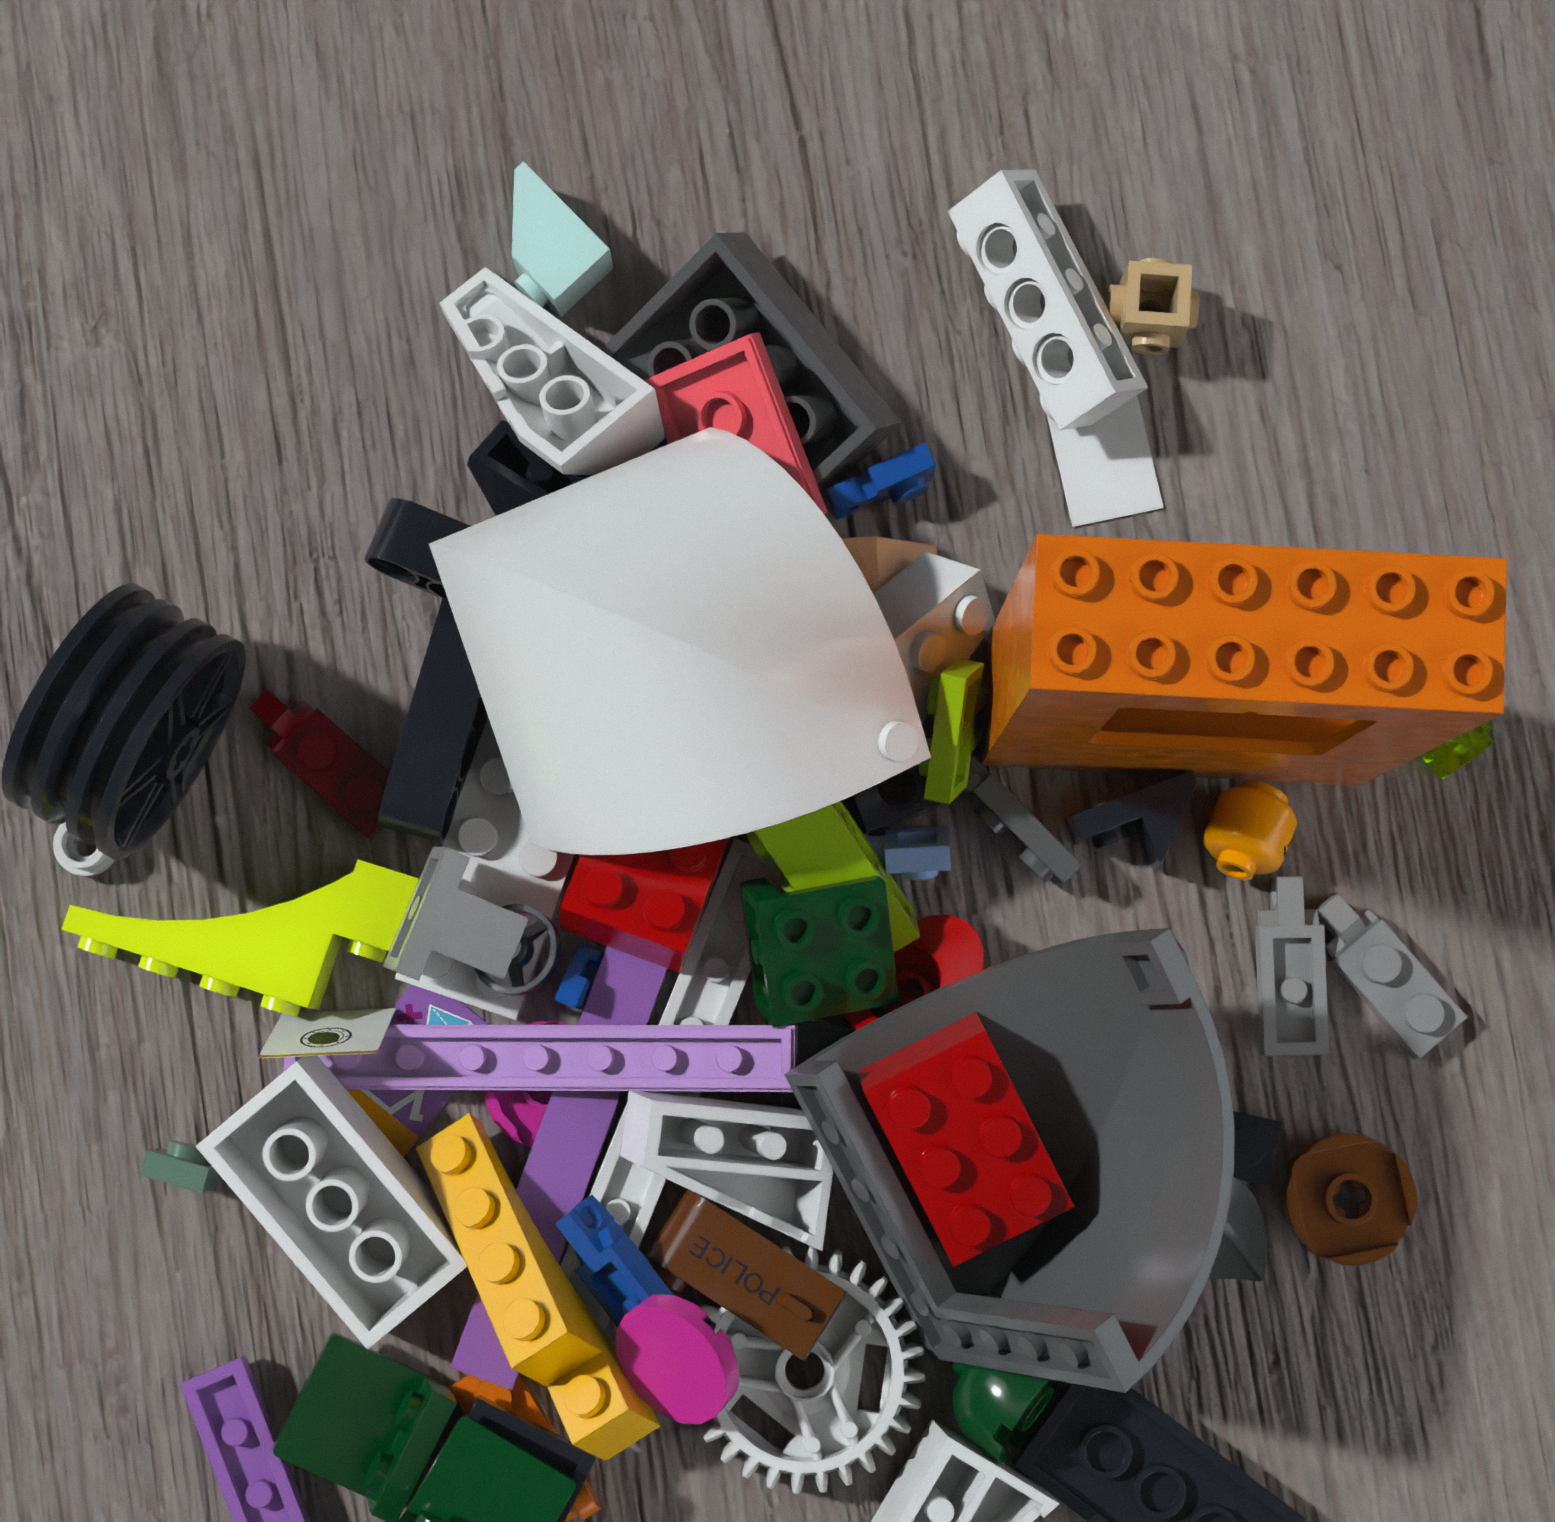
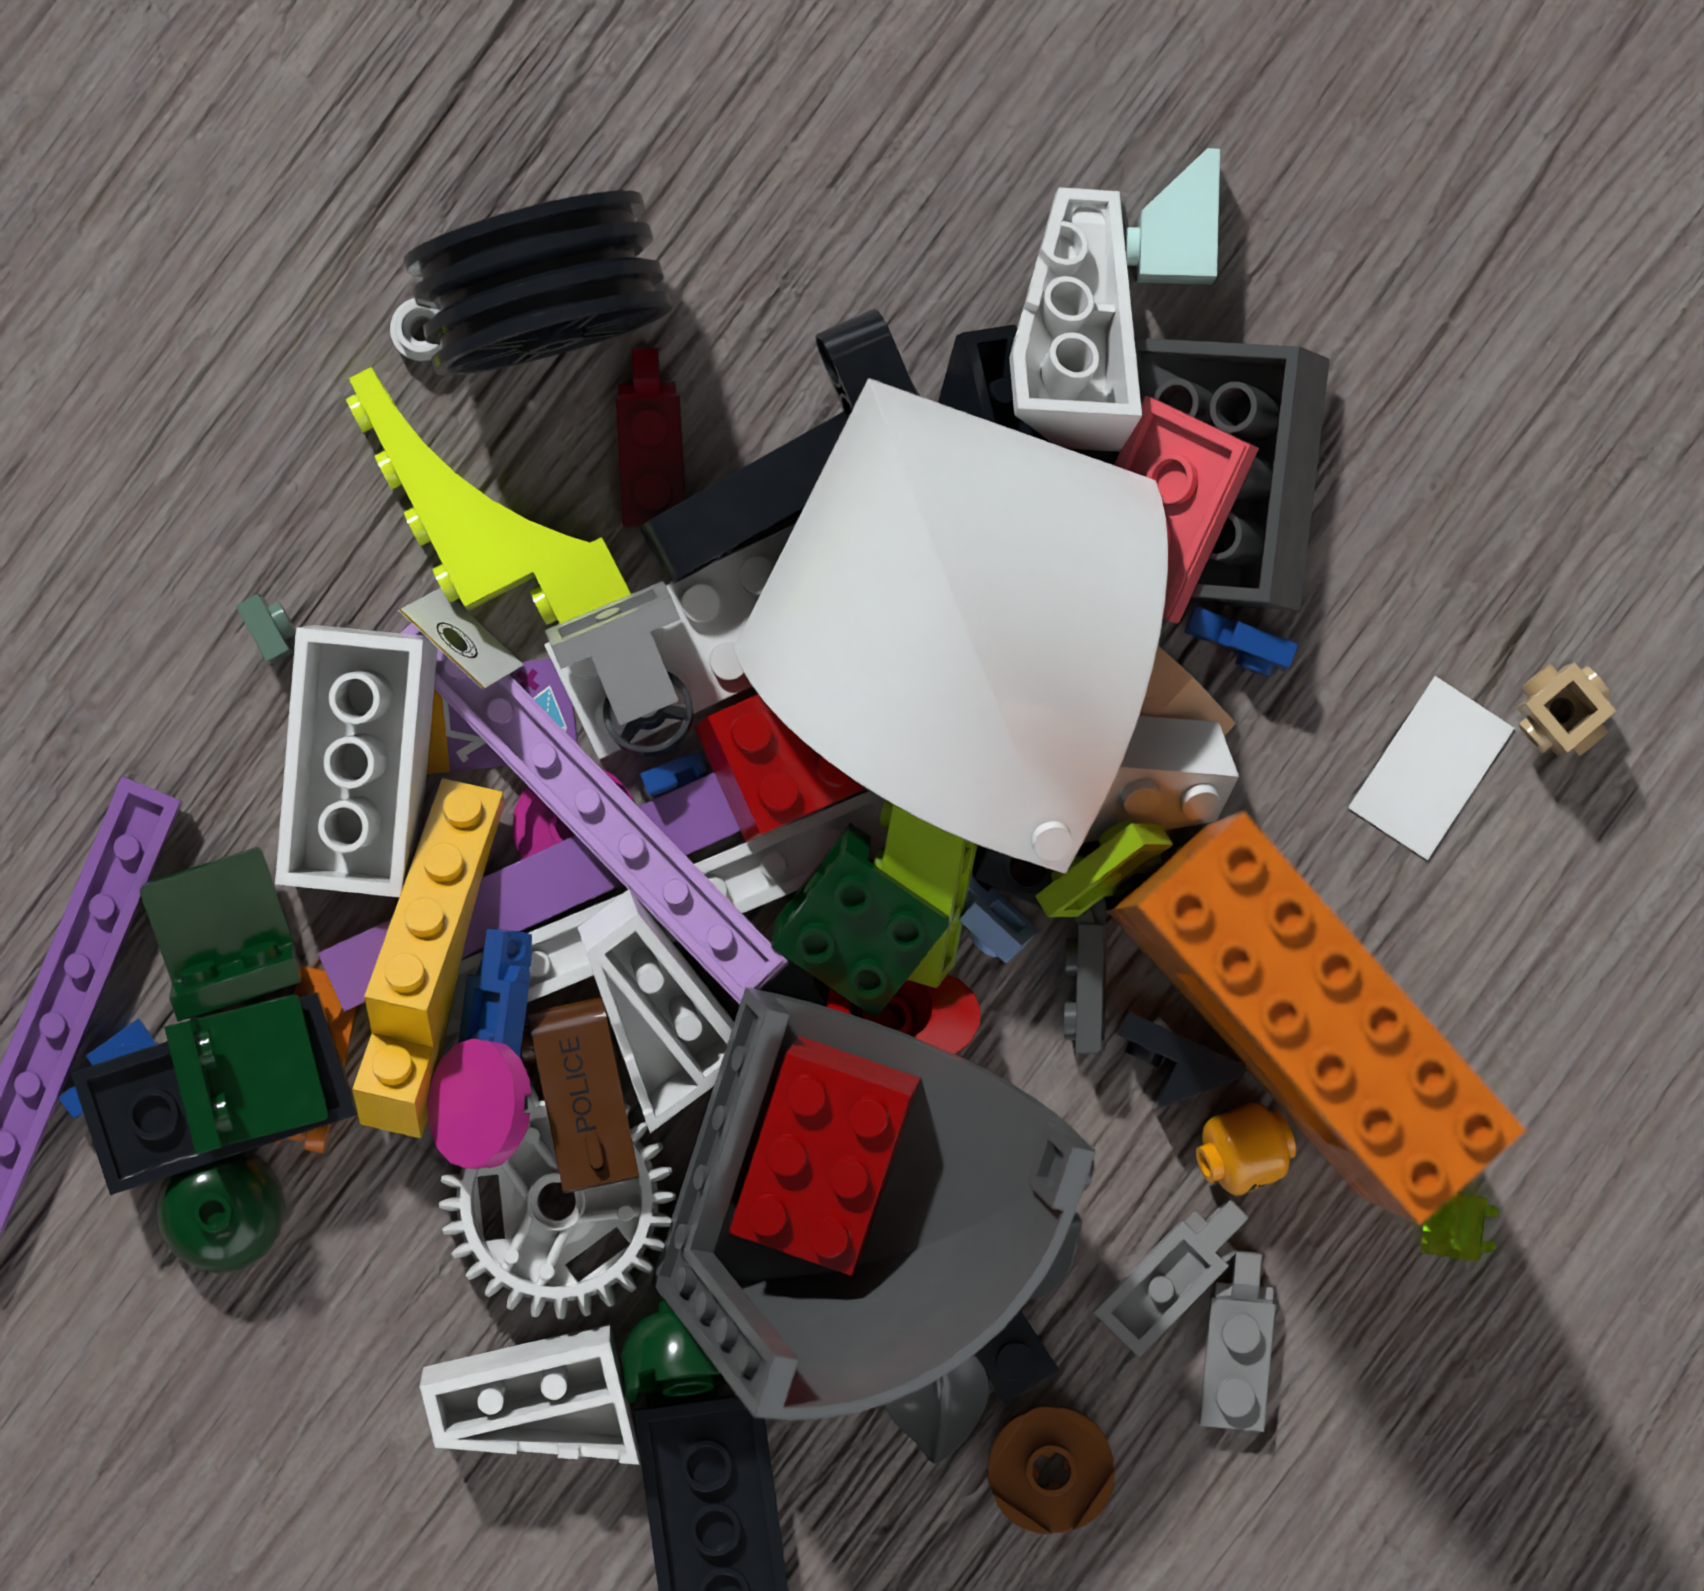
camera: 40 degrees right, 5 degrees up
(1074, 313) = (1493, 627): white brick -> none

